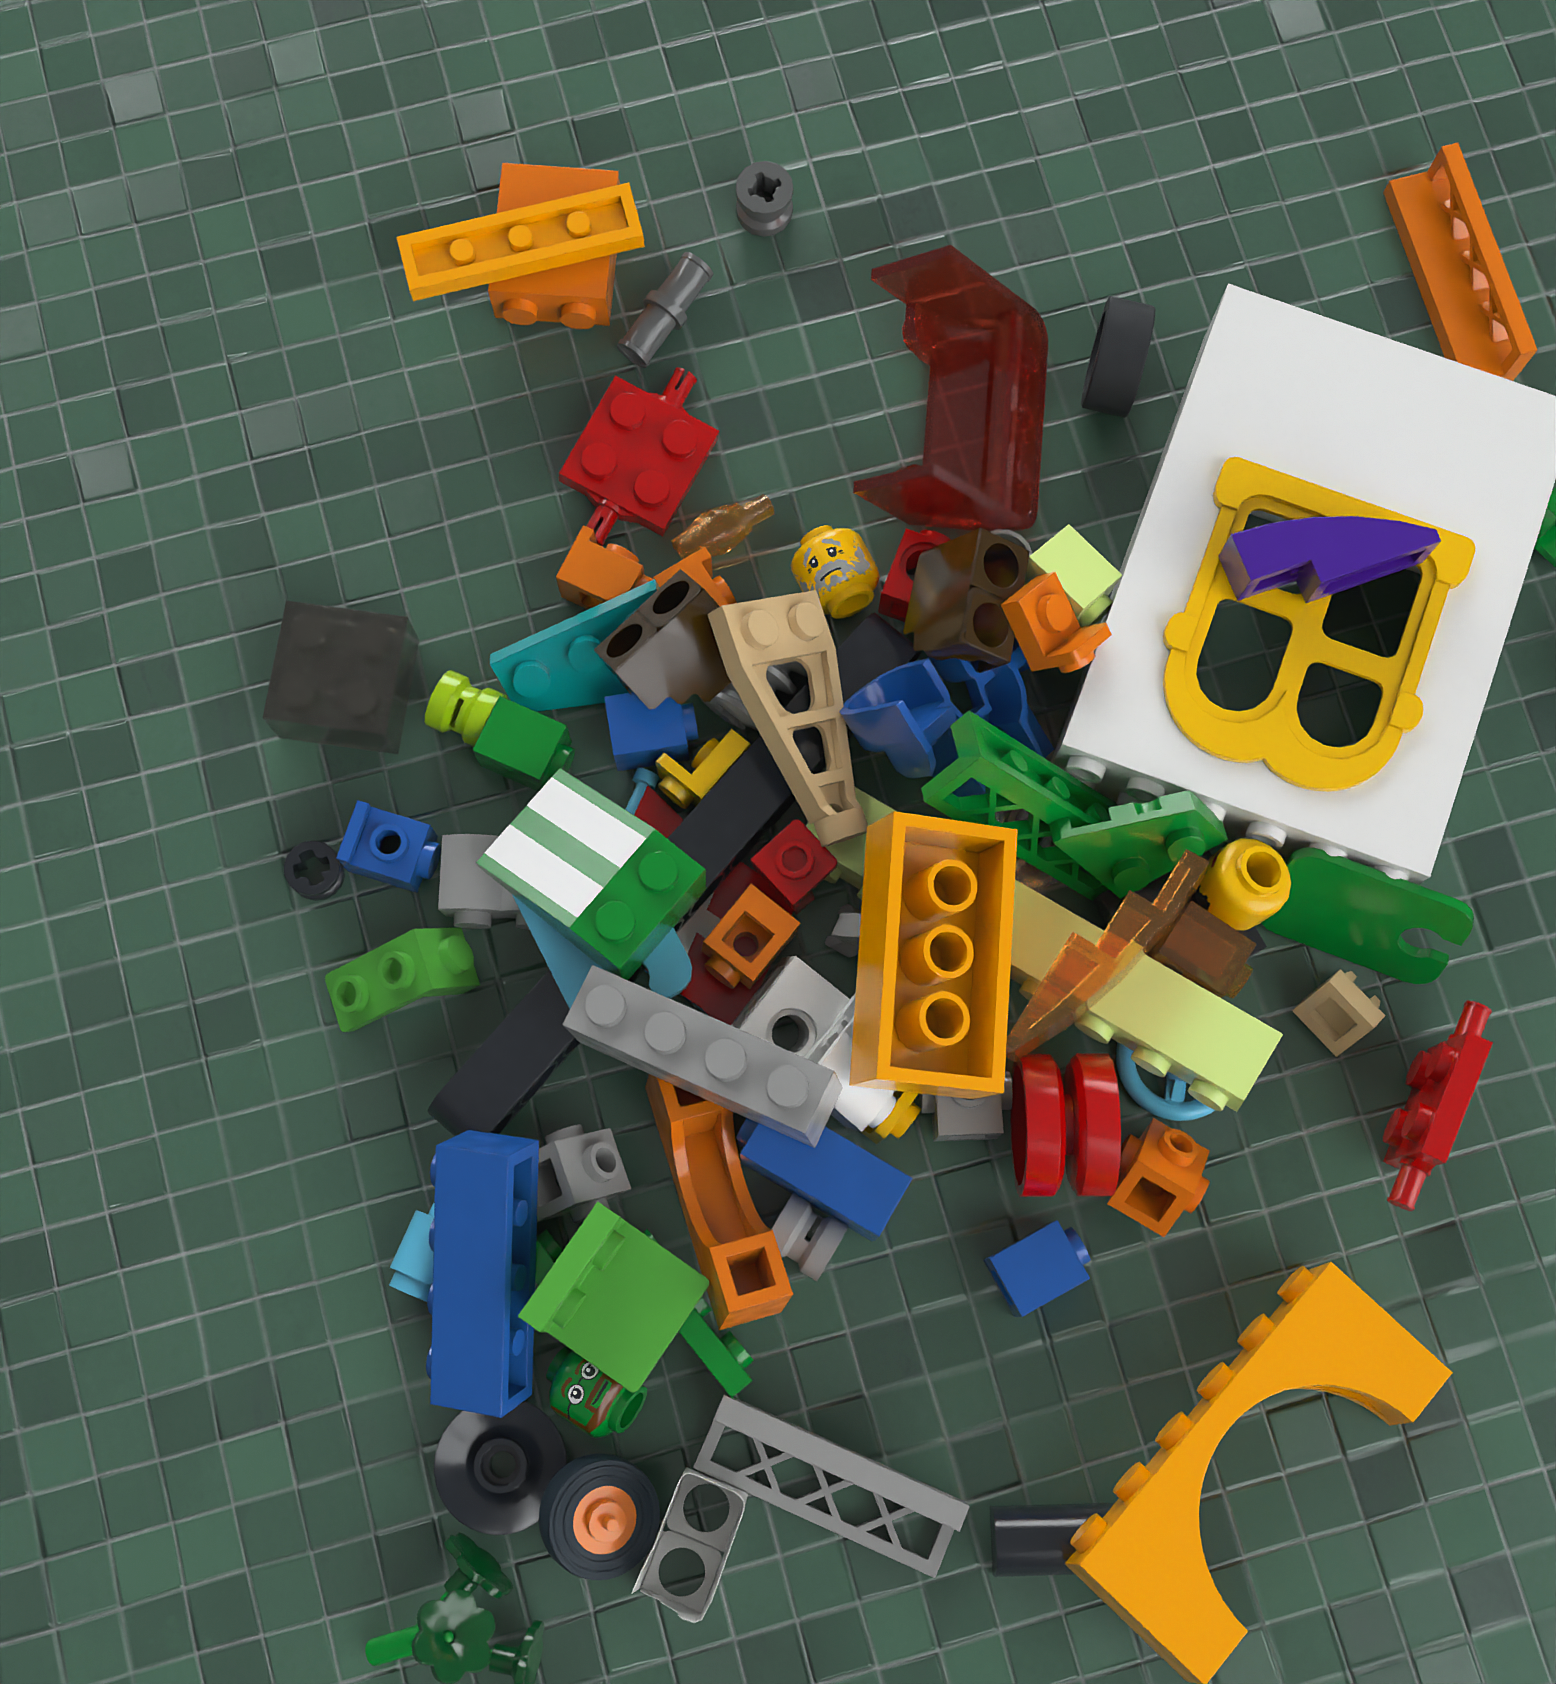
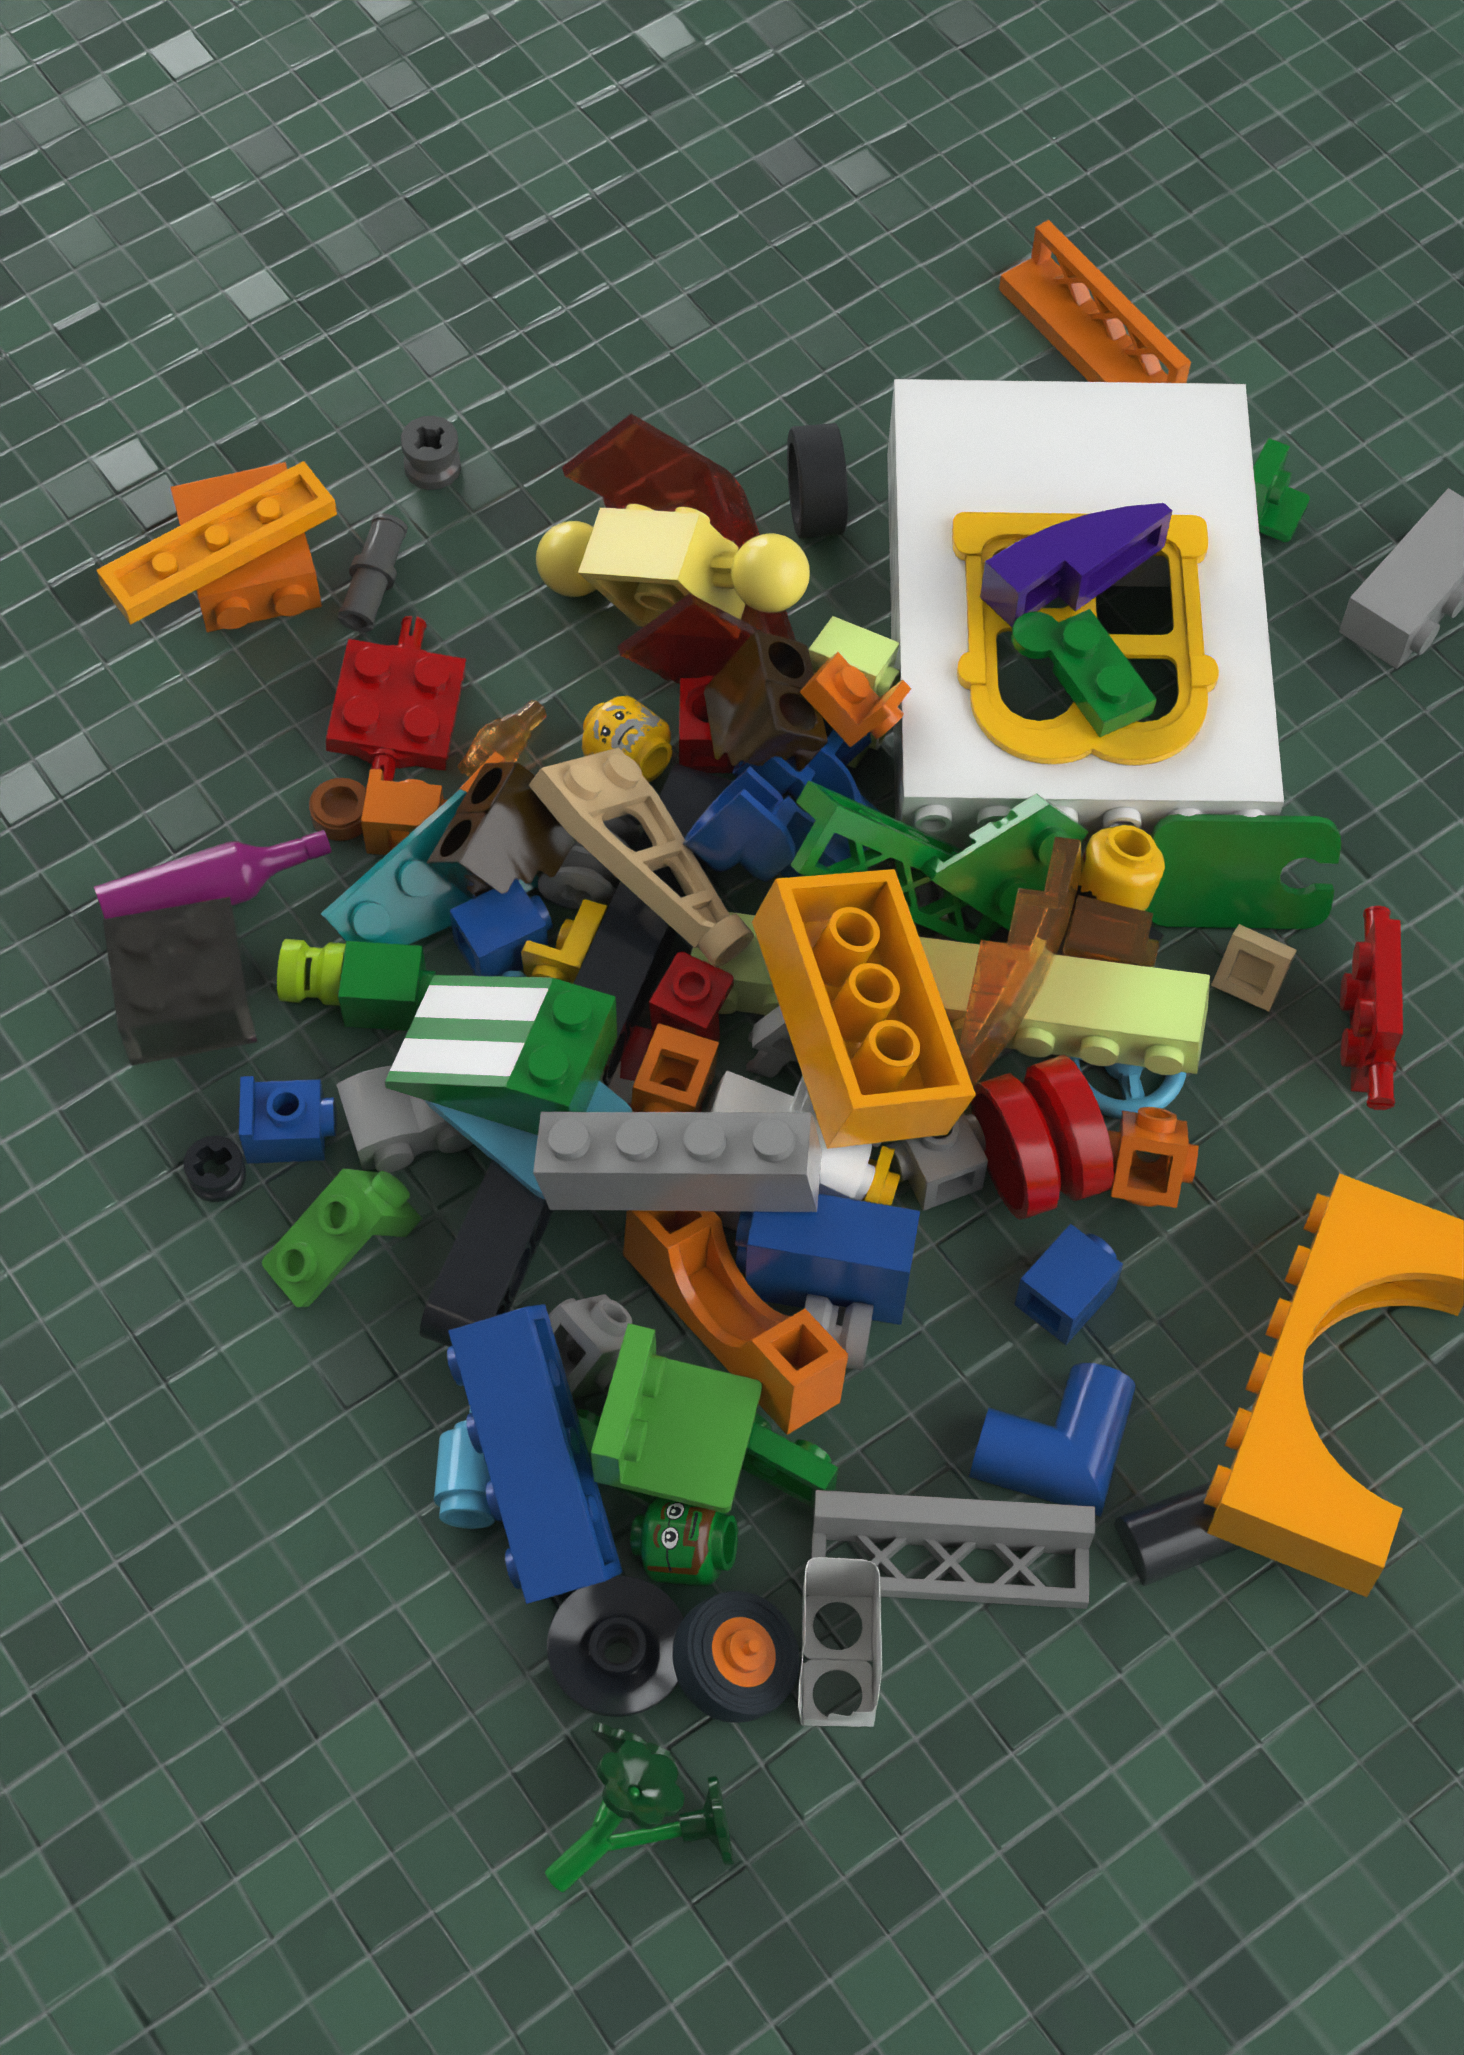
camera: 20 degrees left, 15 degrees down
(395, 582) = (210, 874): none -> magenta piece
(547, 543) = (338, 808): none -> dark orange tile
(939, 412) = (657, 558): none -> light yellow brick
(972, 1434) = (1064, 1461): none -> blue brick
(1292, 671) = (1087, 667): none -> green hinge

